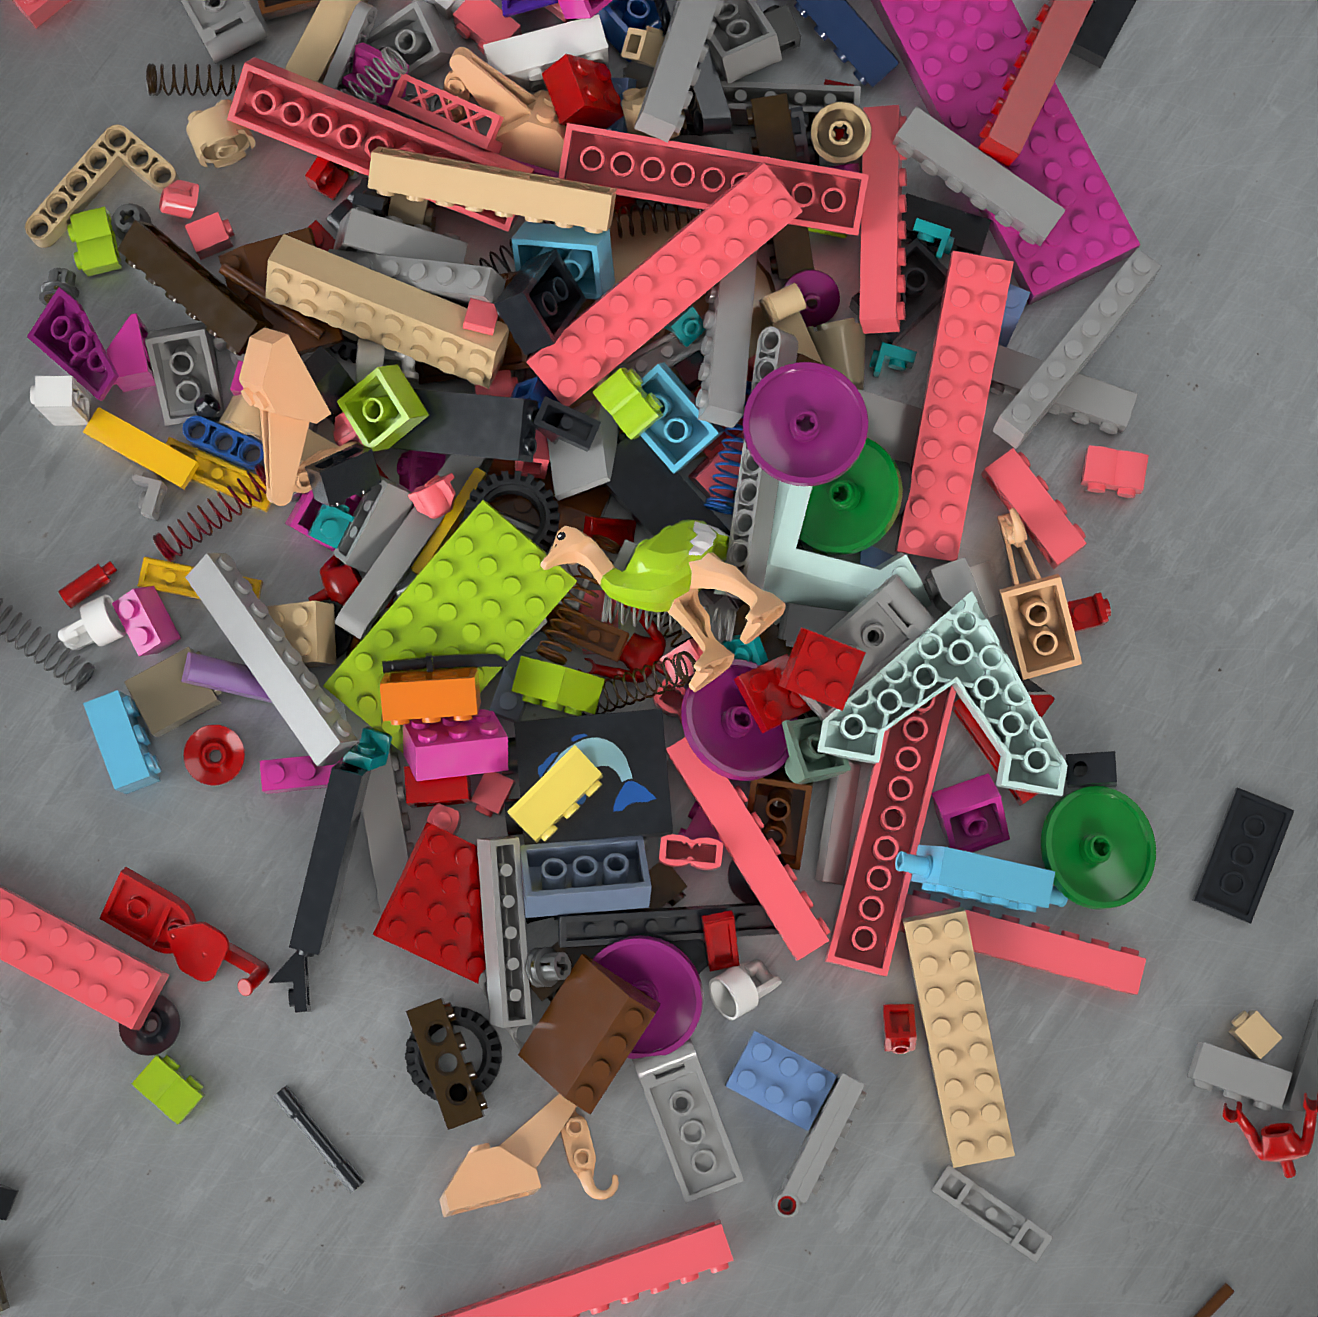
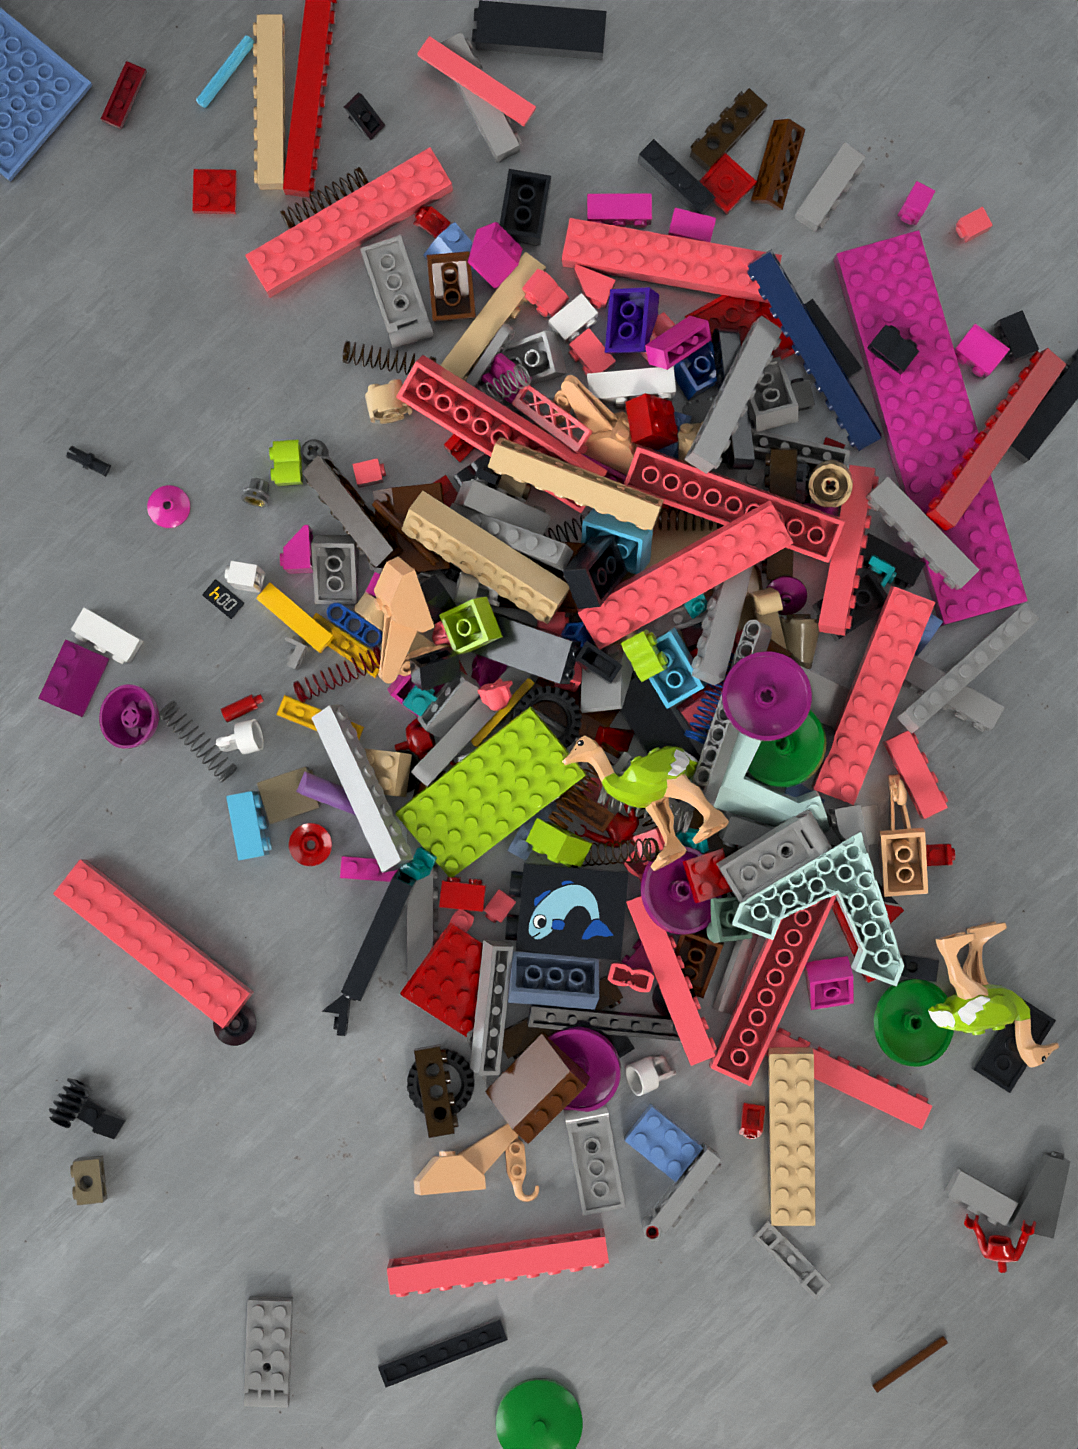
camera: 10 degrees right, 5 degrees up
(38, 442) = (223, 599): none -> black sticker
(73, 344) = (259, 536): magenta wedge -> none
(96, 180) = (295, 417): tan beam -> none
(146, 621) = (278, 742): dark pink brick -> none
(169, 1088) = (241, 1070): lime brick -> none
(170, 927) = (261, 960): red plate -> none
(179, 199) = (352, 444): coral piece -> none
(206, 406) = (346, 597): black hinge -> none
(341, 1167) = (349, 1144): black piece -> none
(430, 695) = (469, 837): orange brick -> none
(444, 661) = (482, 814): black sword -> none
(455, 747) = (480, 874): dark pink brick -> none
(481, 317) = (552, 577): coral tile -> none
(551, 971) = (519, 1034): dark grey piece -> none
(556, 795) = (544, 923): light yellow slope -> none
(643, 45) = (701, 394): tan brick -> none
(720, 940) = (639, 1040): red tile -> none
(821, 669) = (745, 869): red brick -> none
(896, 356) = (839, 649): teal bracket -> none
(981, 878) = (828, 1031): medium azure brick -> none
(1114, 470) = (977, 758): coral brick -> none
(1183, 803) = (981, 1004): none -> animal
(1254, 1033) = (997, 1170): tan brick -> none

